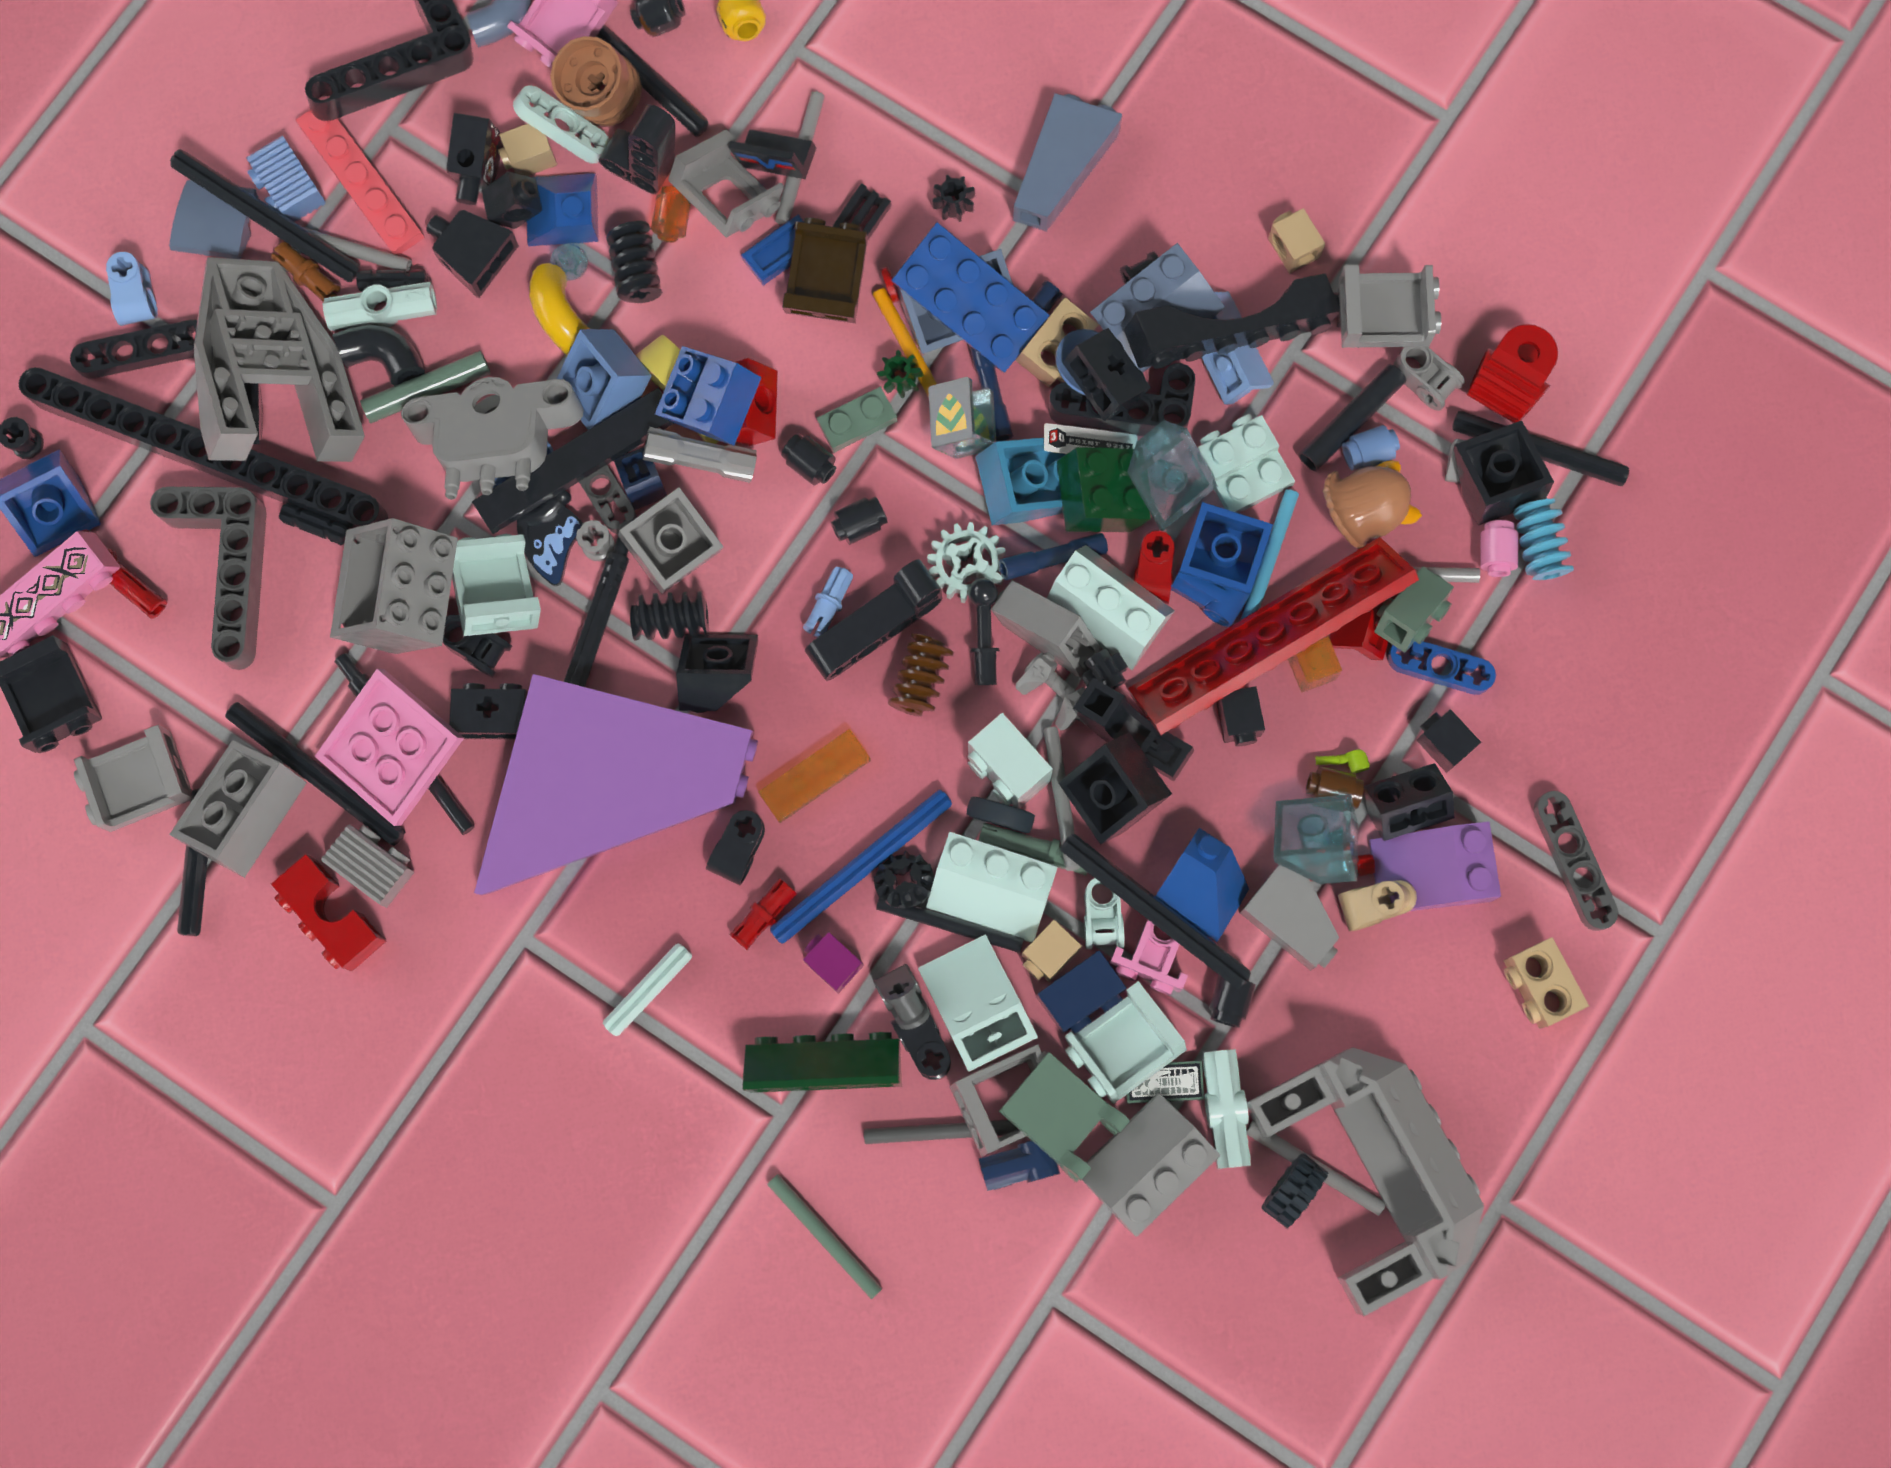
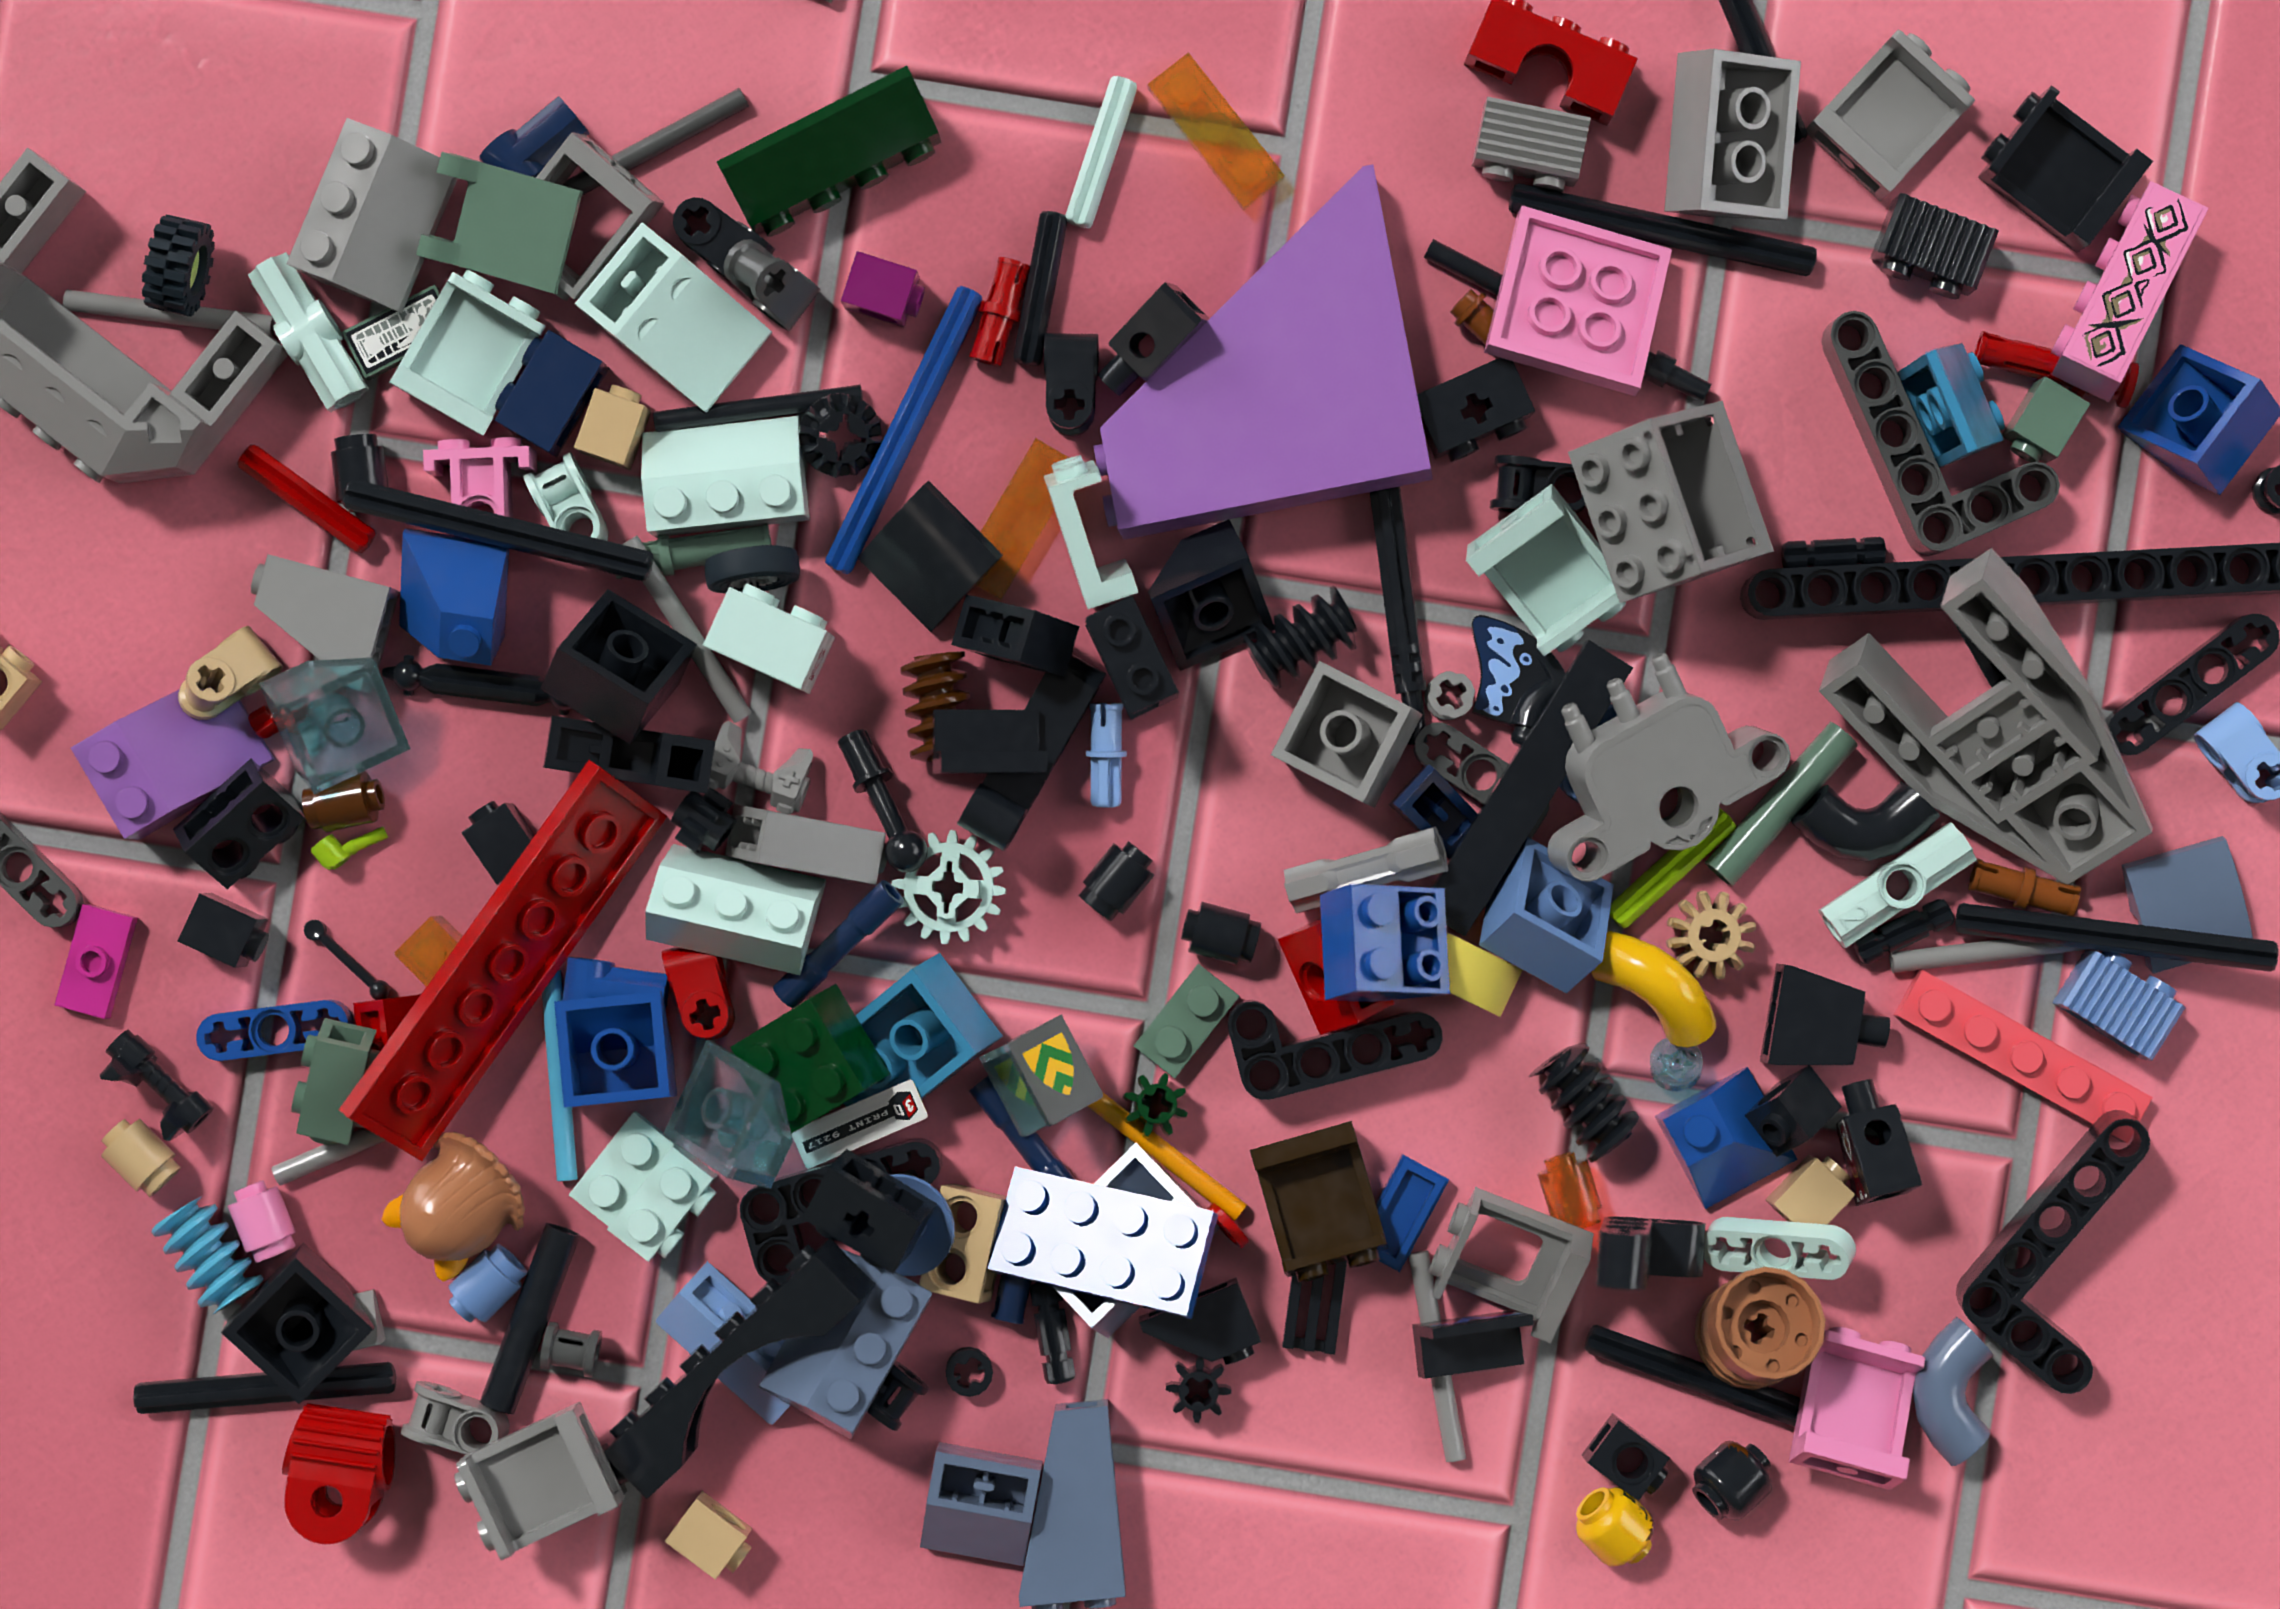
camera: 155 degrees right, 10 degrees up
(141, 543) = (2044, 421): none -> sand green brick
(151, 683) = (1933, 246): none -> black brick
(191, 573) = (1951, 403): none -> dark azure slope
(459, 771) = (1474, 314): none -> dark orange pin
(501, 337) = (1705, 917): none -> tan gear
(532, 372) = (1666, 874): none -> lime axle
(566, 969) = (1215, 131): none -> clear yellow plate
(657, 856) = (1169, 319): none -> black torso
(715, 63) = (1614, 1438): none -> black brick
(729, 918) = (1040, 288): none -> black axle
(773, 348) = (1336, 1043): none -> black beam
(777, 706) = (1096, 584): none -> light aqua panel
(781, 645) = (1131, 657): none -> black panel
(849, 693) = (1015, 635): none -> black brick
(881, 773) = (930, 556): none -> black slope
(899, 630) = (987, 742): none -> black panel
(918, 219) = (1218, 1326): none -> black slope
(1030, 265) = (1052, 1334): none -> black axle
(1091, 281) = (975, 1386): none -> black bush
(1116, 188) = (980, 1503): none -> sand blue slope
(1232, 837) = (471, 683): none -> black wheel
(1275, 1000) = (306, 498): none -> red axle
(1334, 386) = (570, 1349): none -> dark grey bush
(1388, 717) = (317, 930): none -> black hinge
(1540, 683) = (135, 1062): none -> black piece
(1541, 761) = (96, 961): none -> dark pink plate
(1562, 622) = (139, 1156): none -> tan brick

